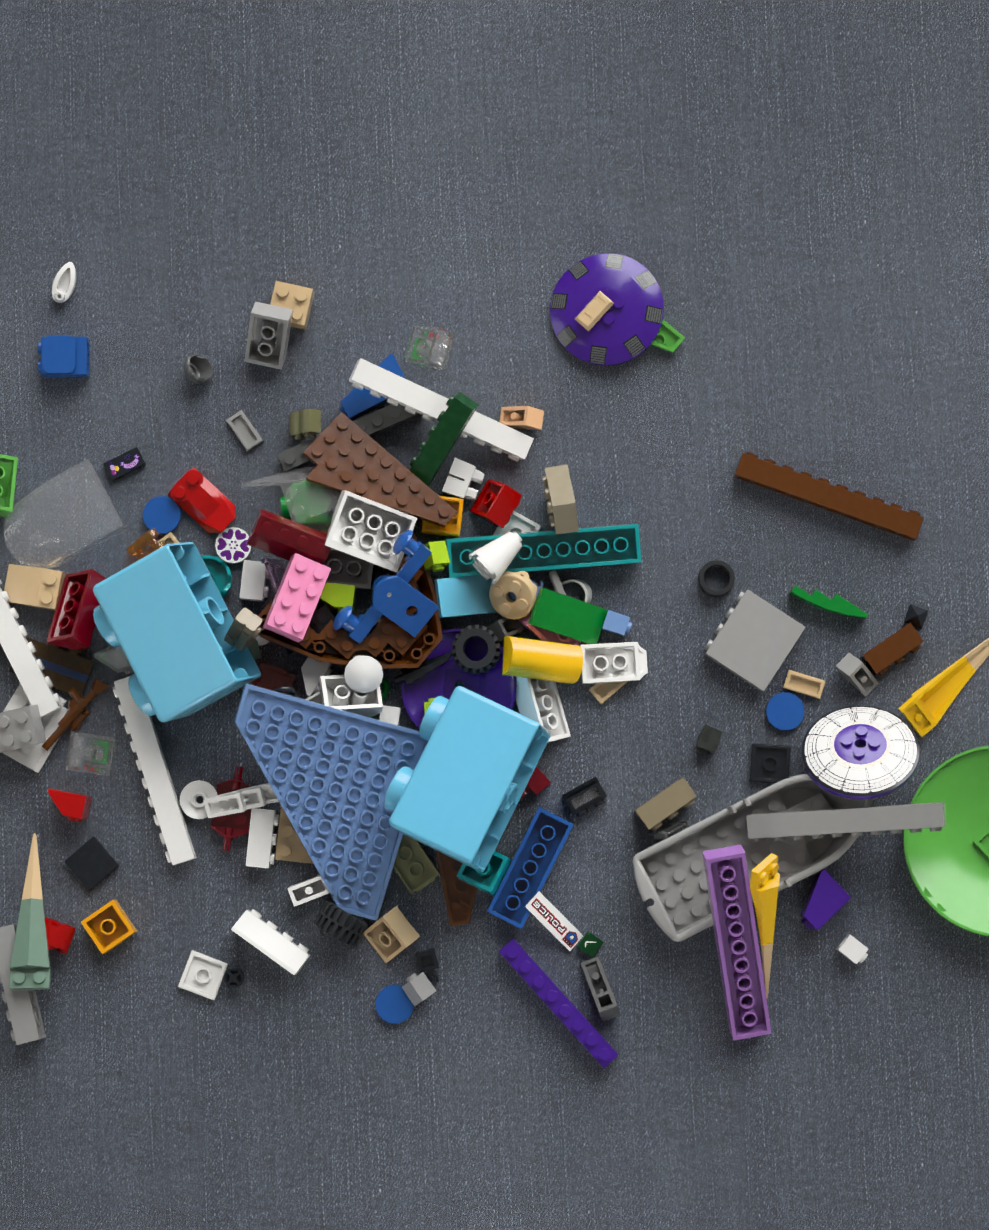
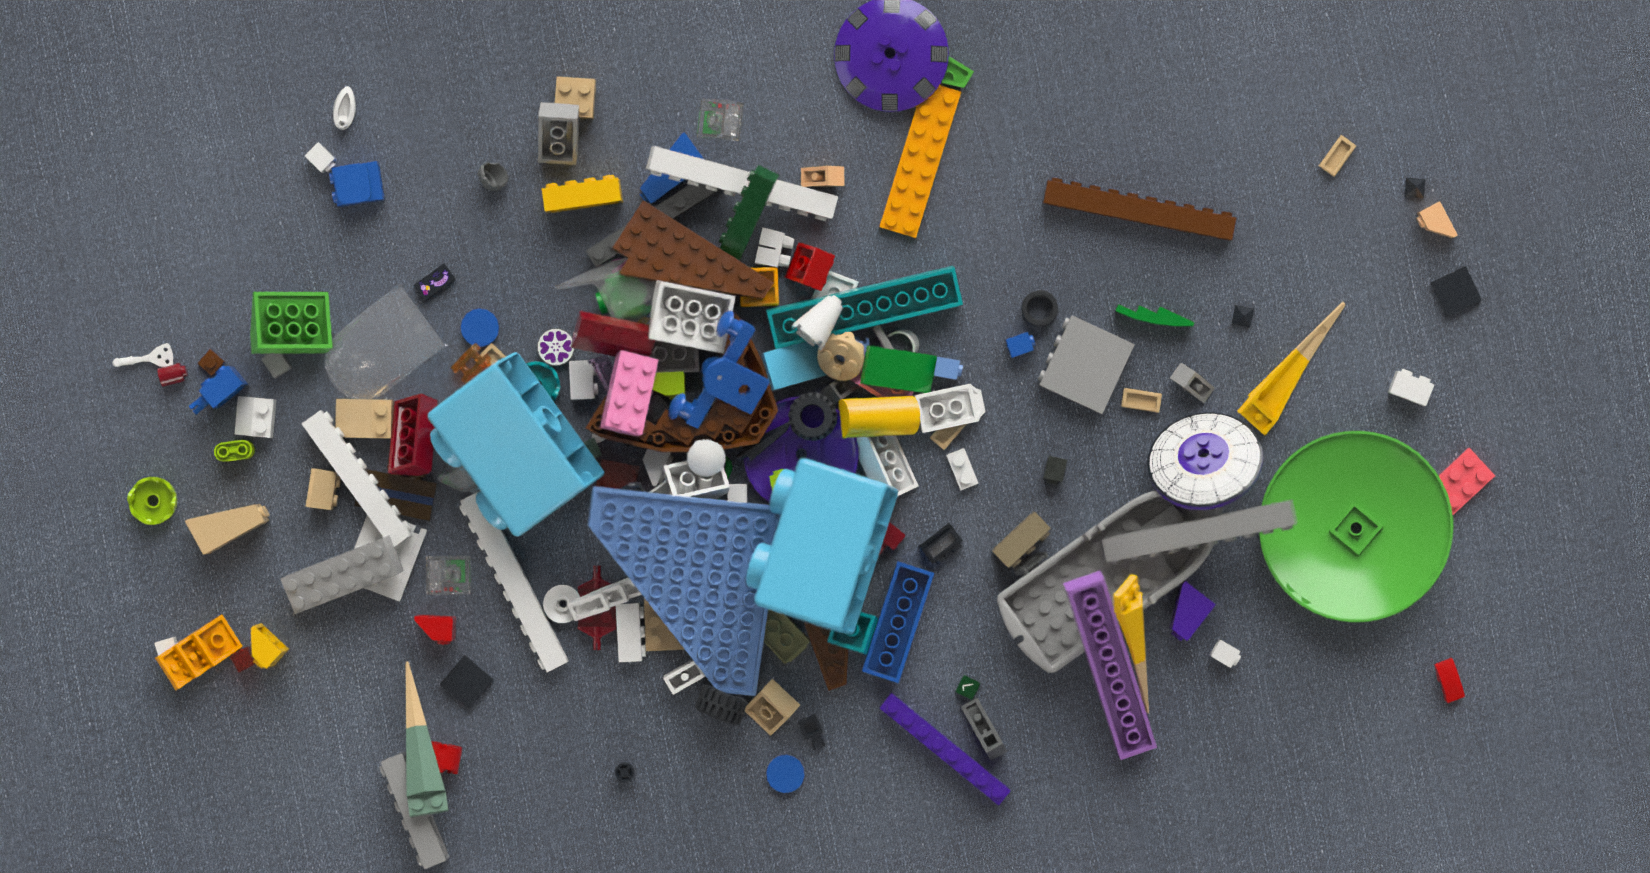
camera: 10 degrees left, 5 degrees up
(33, 326) = (321, 158): none -> white brick
(74, 716) = (426, 530): reddish brown piece -> none
(109, 926) = (494, 741): light orange brick -> none
(203, 502) = (519, 308): red slope -> none
(203, 975) = (593, 774): white tile -> none
(244, 430) = (548, 230): light grey tile -> none
(244, 630) = (582, 433): dark tan brick -> none
(271, 942) = (656, 732): white slope -> none
(280, 399) = (582, 195): none -> yellow brick
(304, 424) = (608, 216): olive brick -> none
(418, 988) = (806, 755): light grey brick -> none
(438, 557) = (763, 329): lime brick -> none
(554, 921) = (929, 670): white sticker -> none
(561, 499) = (874, 255): dark tan brick -> none
(594, 311) = (879, 60): tan tile -> none
(616, 725) = (962, 469): none -> white plate
(619, 418) = (919, 162): none -> light orange plate
(692, 611) = (1020, 344): none -> blue brick
(769, 763) = (1118, 483): black tile -> none
(784, 711) = (1126, 429): blue tile -> none
(892, 649) = (1224, 353): reddish brown brick -> none

